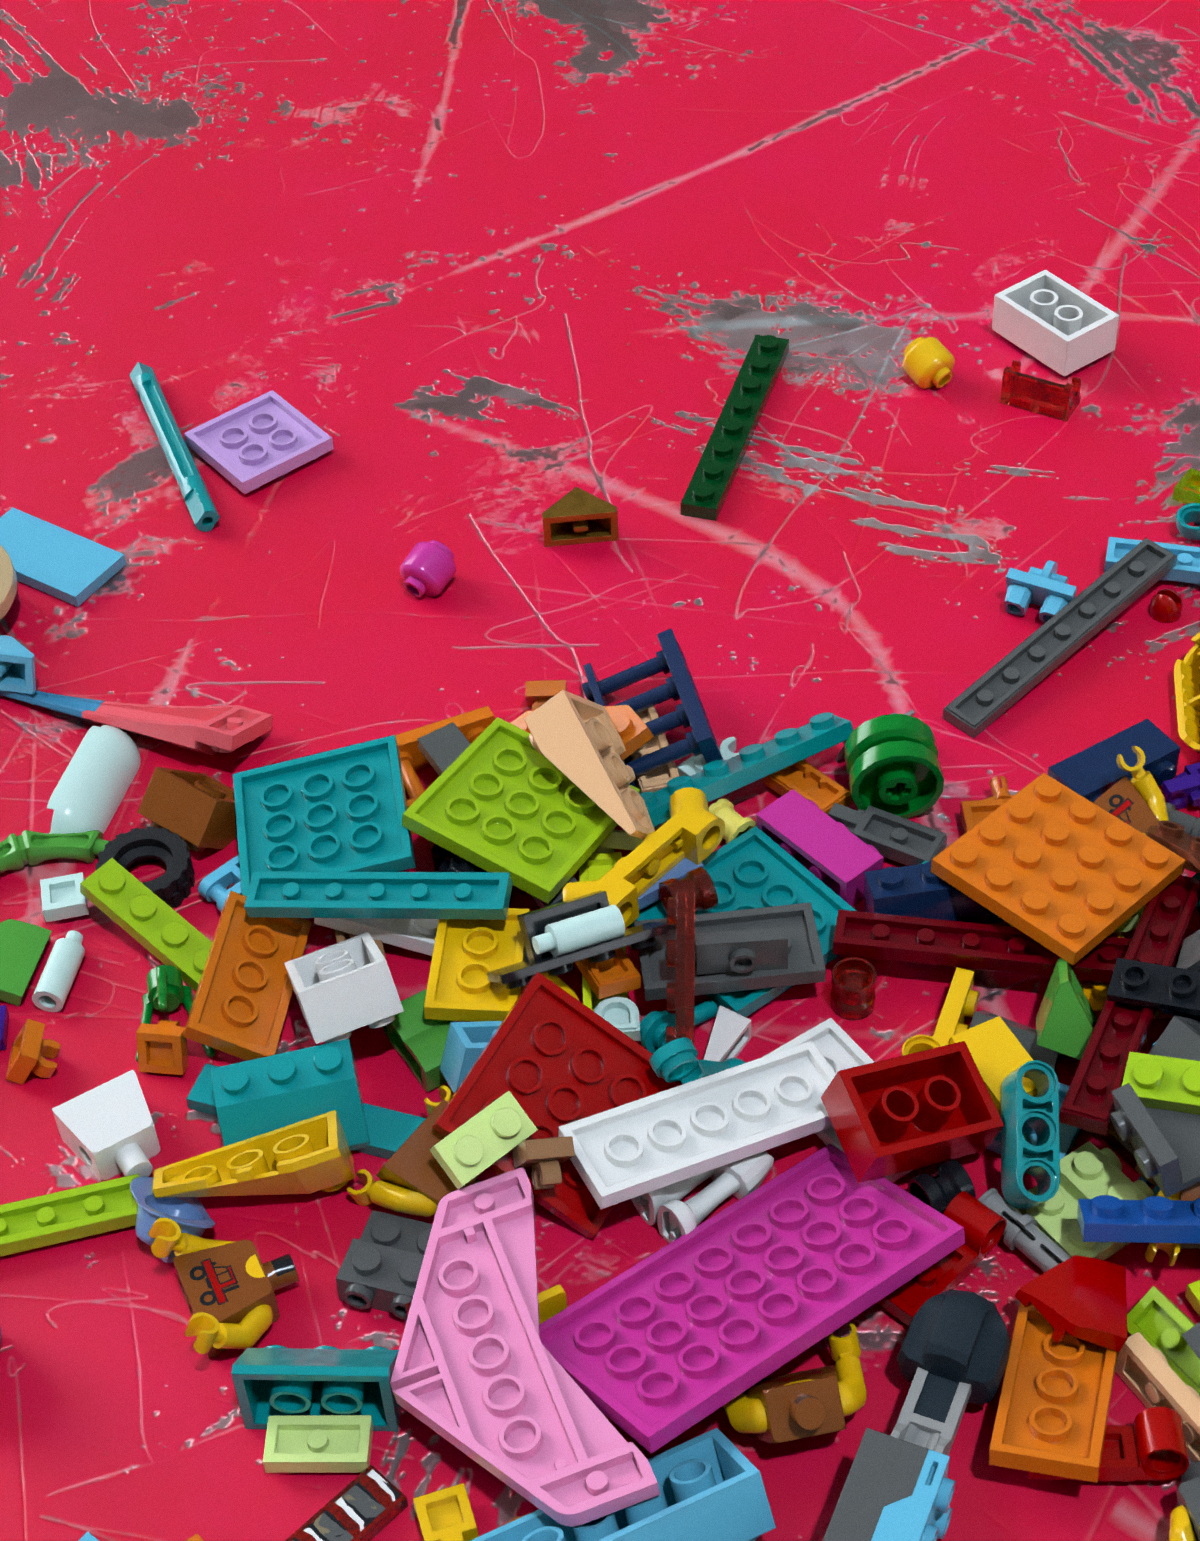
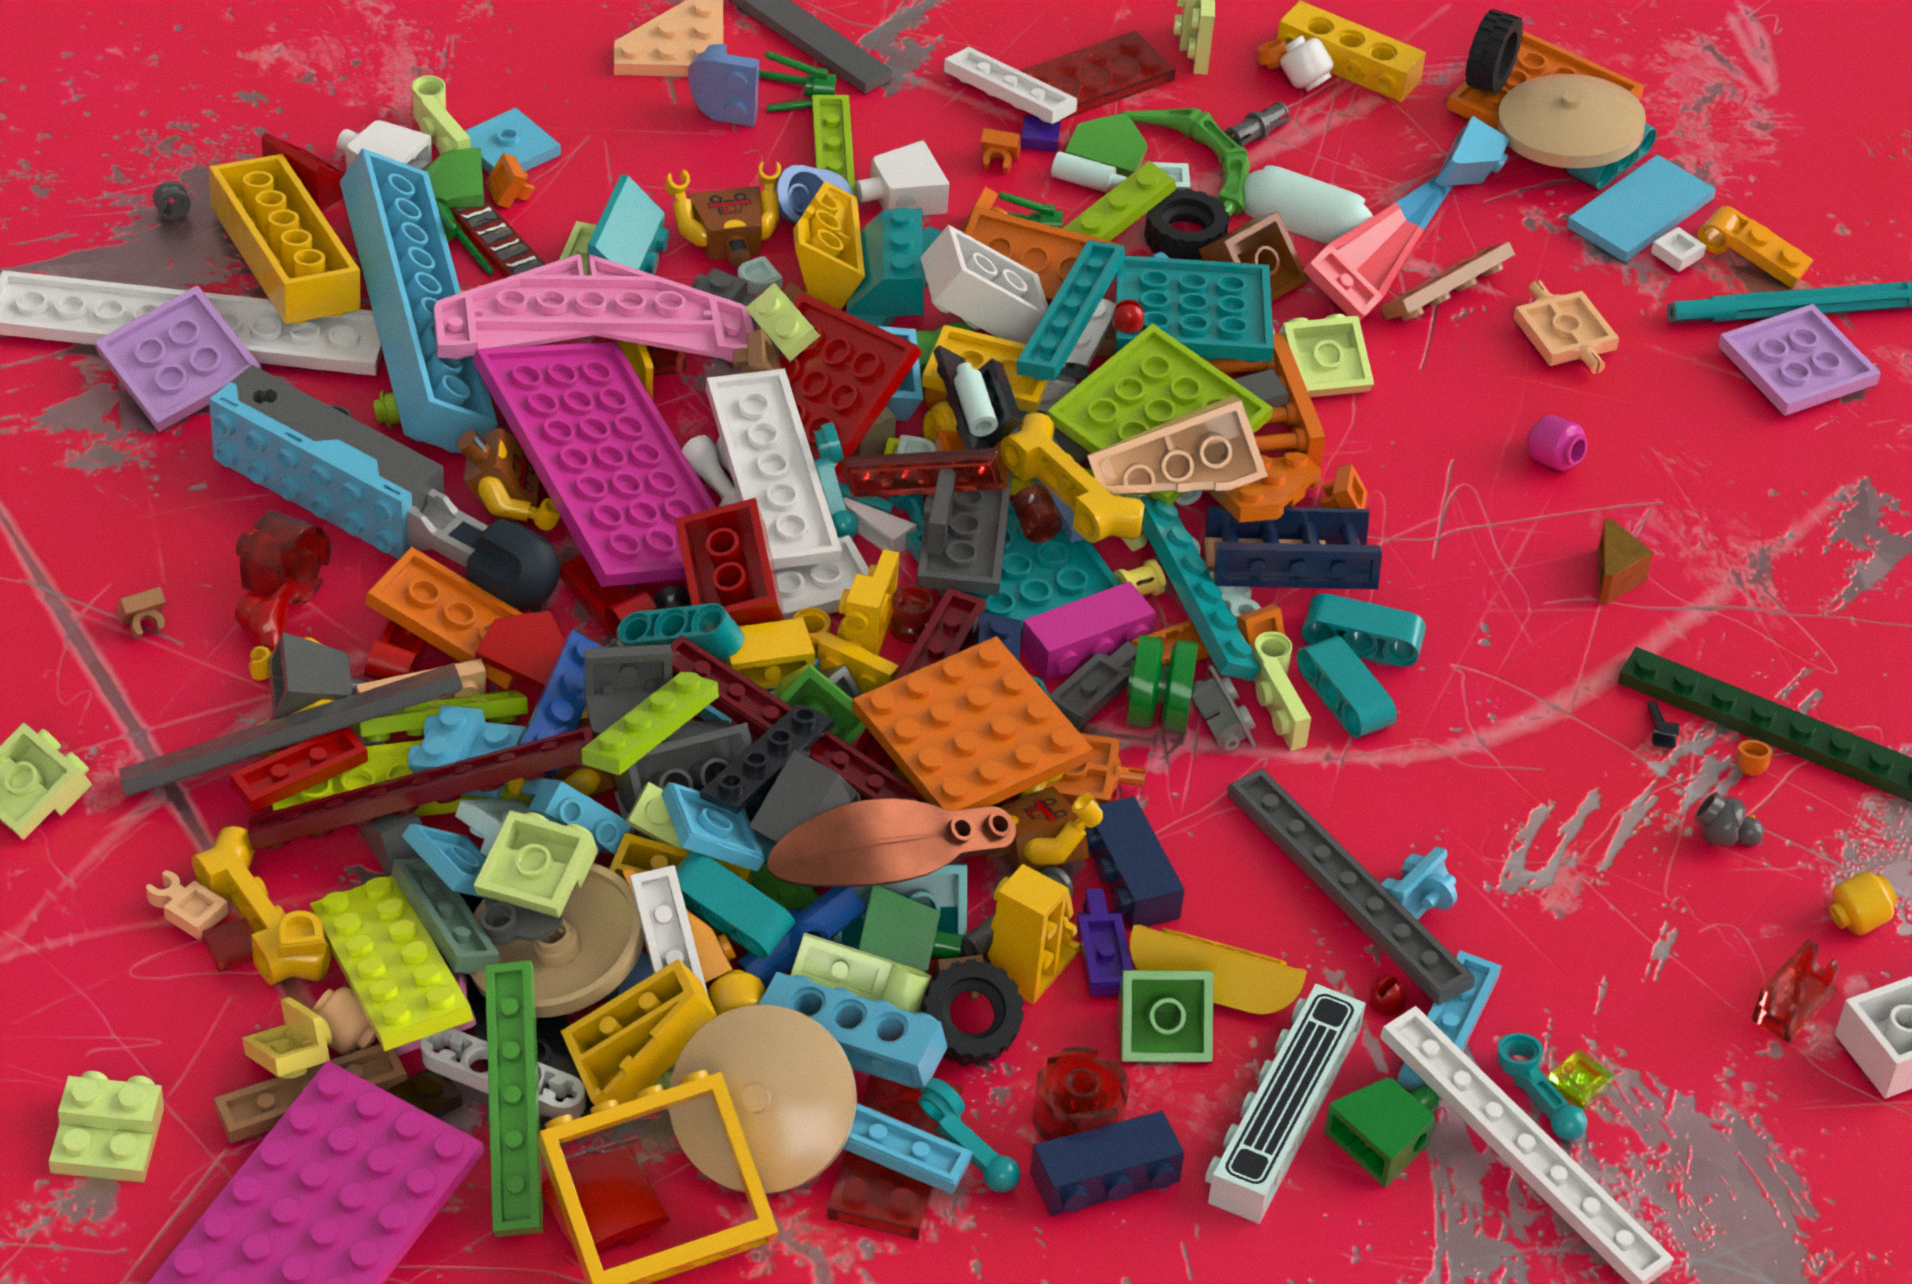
camera: 95 degrees right, 0 degrees up
(84, 487) = (1754, 242): none -> light orange plate
(112, 523) = (1678, 249): none -> white plate
(198, 664) = (1456, 277): none -> medium nougat plate
(250, 582) = (1566, 327): none -> light nougat plate
(311, 1252) = (759, 275): none -> light aqua tile
(338, 723) = (1330, 354): none -> yellowish green plate
(381, 857) = (1128, 316): none -> red hinge
(732, 665) = (1367, 628): none -> teal beam
(761, 727) = (1260, 621): none -> orange tile
(775, 484) = (1664, 732): none -> black hand
(786, 422) = (1753, 757): none -> orange hinge
(812, 667) = (1346, 687): none -> teal beam
(854, 702) = (1276, 692): none -> yellowish green plate
(874, 436) = (1726, 822): none -> dark grey animal
(885, 1001) = (869, 604): none -> yellow plate

